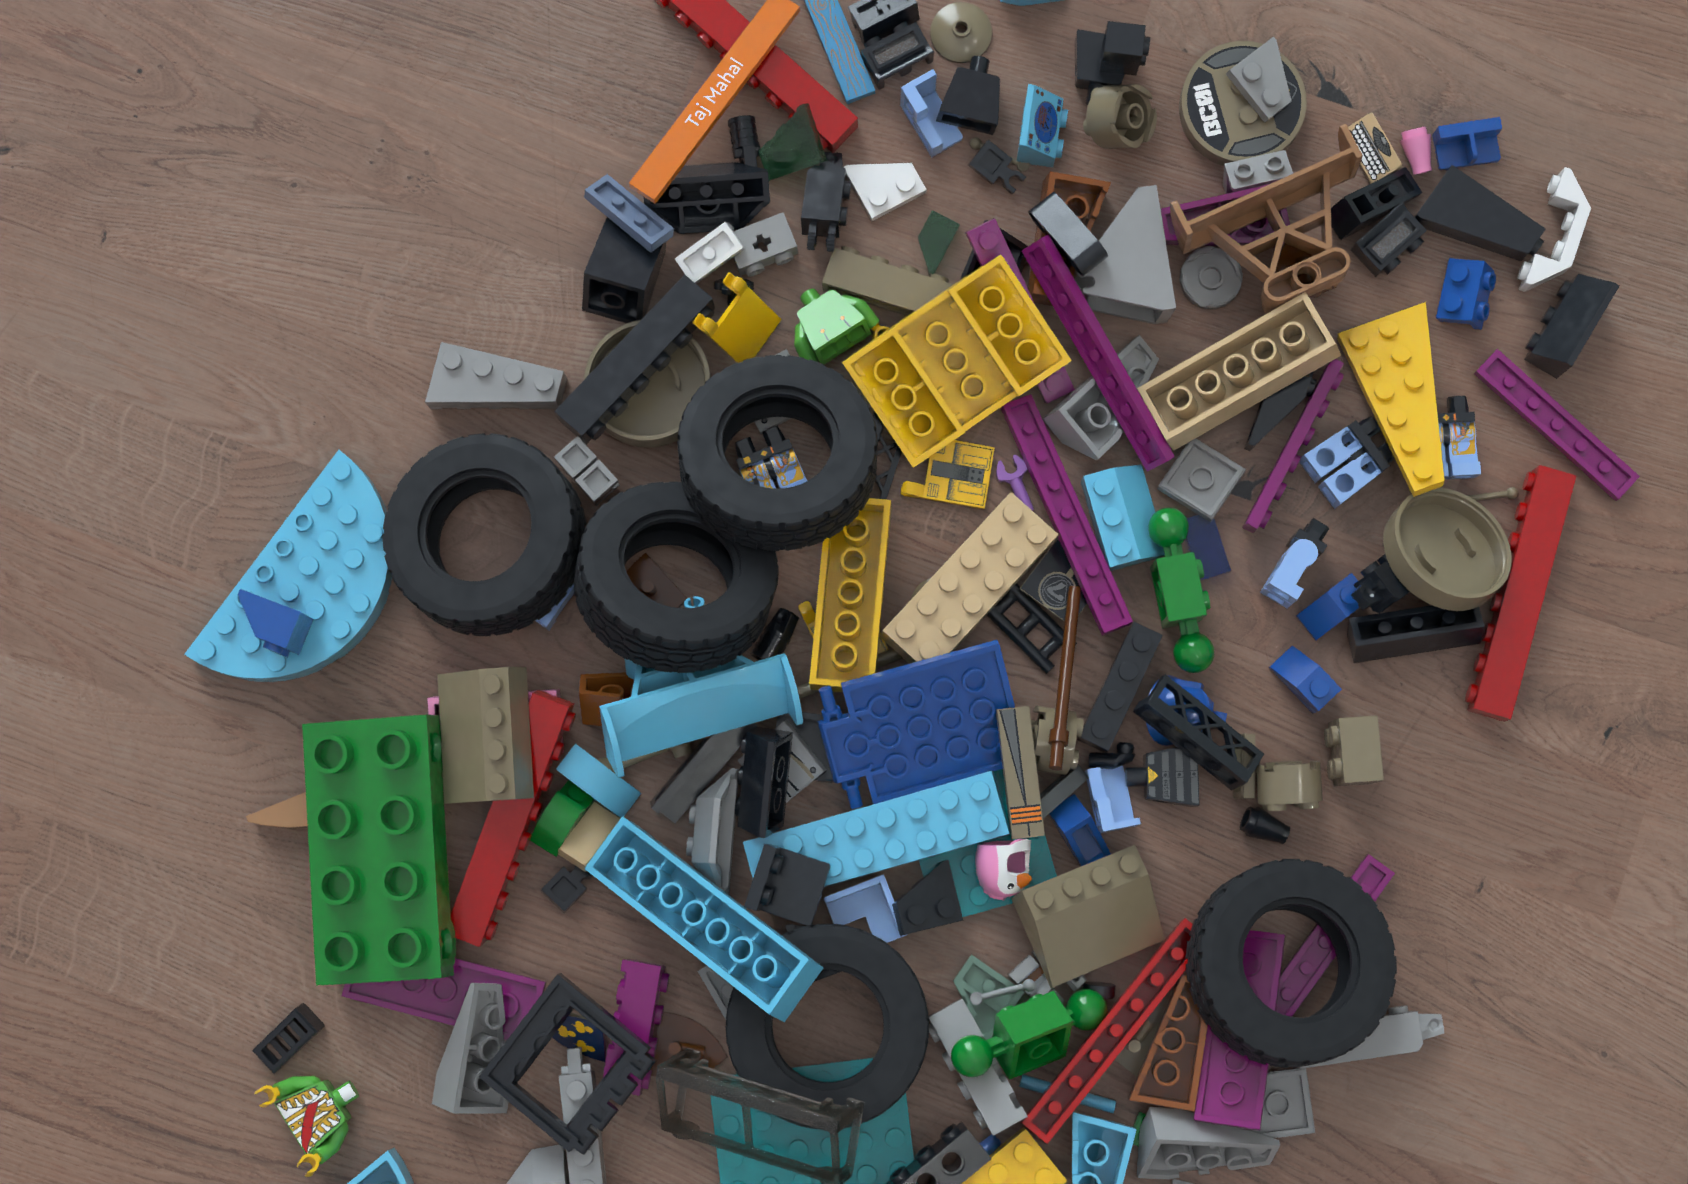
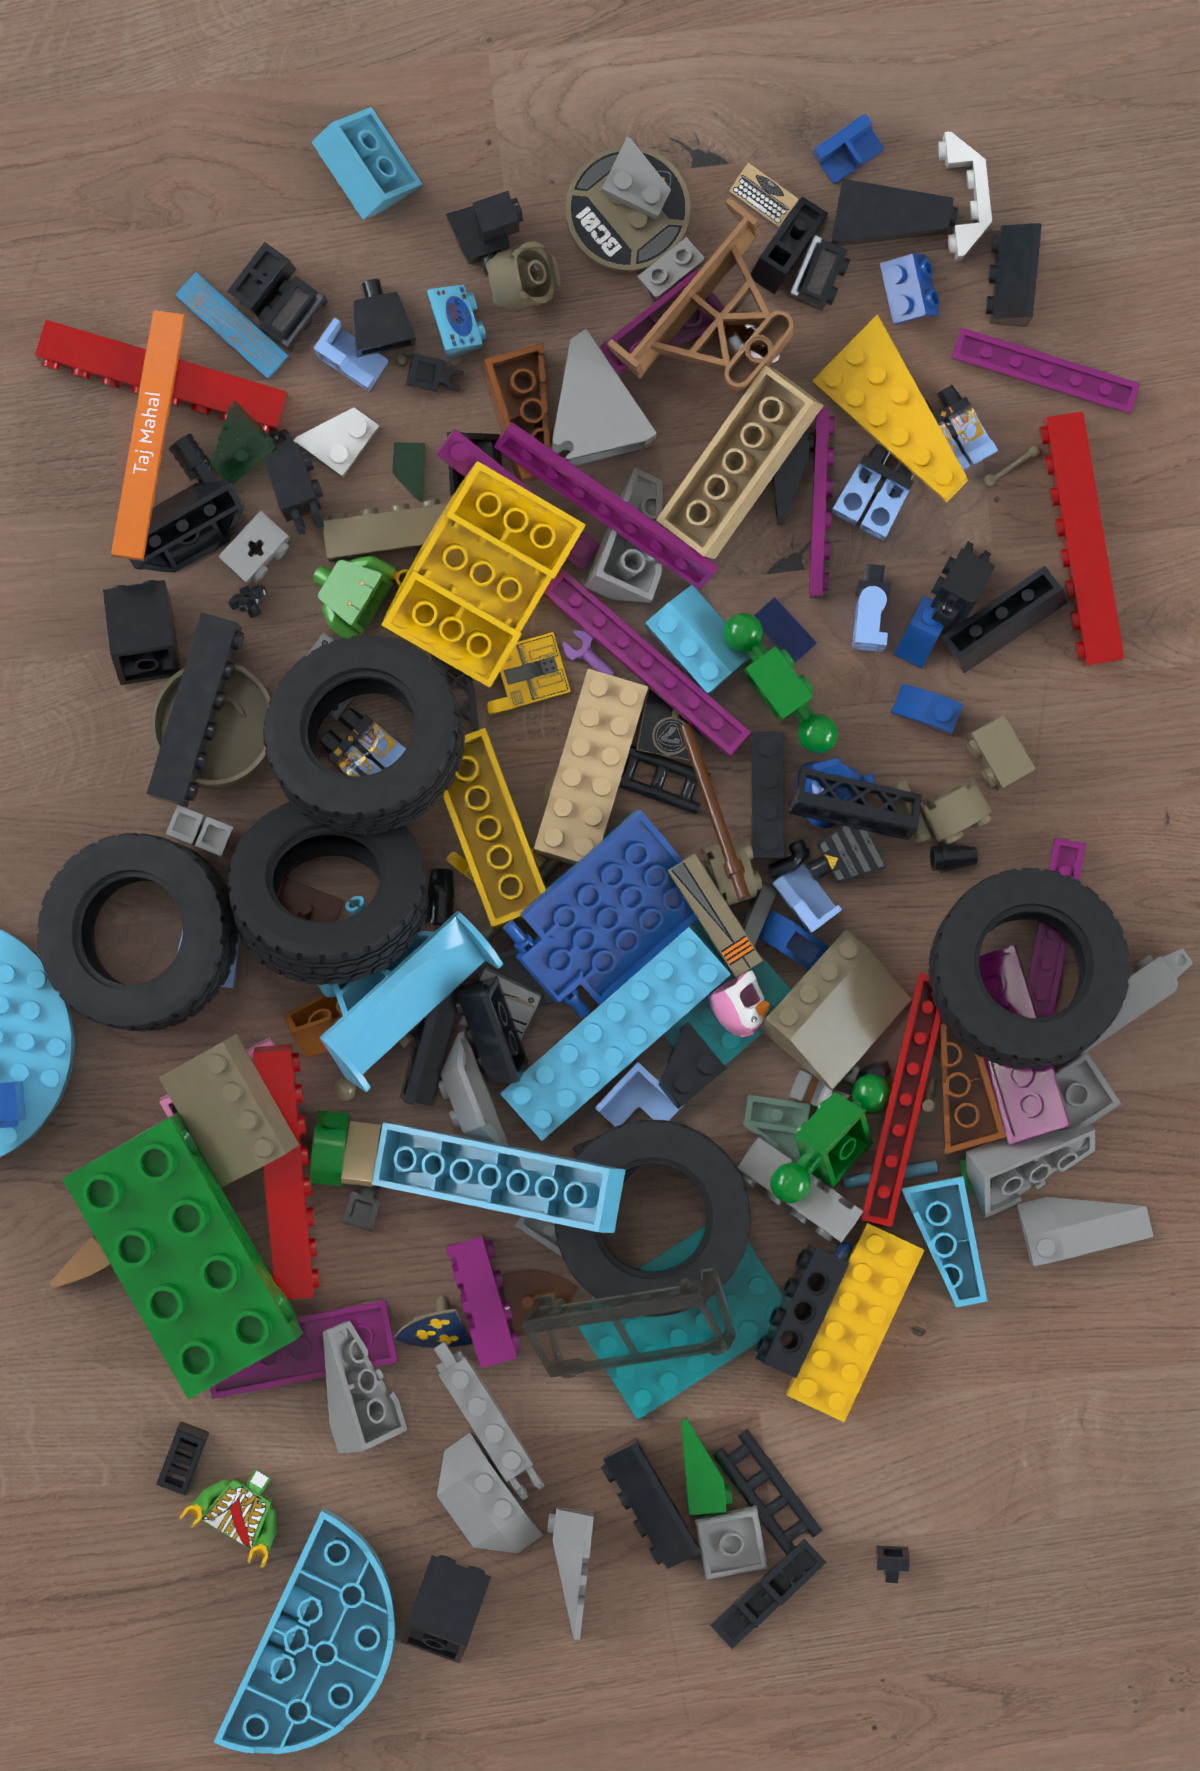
camera: 30 degrees left, 5 degrees up
(485, 380) = (62, 793): light grey wedge -> none
(534, 1034) = (399, 1353): black hinge -> none
(598, 781) = (346, 1101): medium azure brick -> none
(629, 213) = (122, 579): sand blue plate -> none
(710, 252) = (213, 580): white panel -> none
(744, 323) = (274, 632): yellow flag -> none
(787, 884) = (558, 1112): black bracket -> none
(961, 46) = (340, 278): dark tan dish -> none
(977, 997) = (772, 1129): light grey hinge -> none
(1068, 233) = (528, 412): beam -> none
(1201, 479) = (752, 572): light grey tile -> none
(1210, 278) = (674, 385): light grey tile -> none
(1417, 148) = (805, 176): bright pink cone -> none
(1447, 549) = (998, 534): dark tan piece -> none

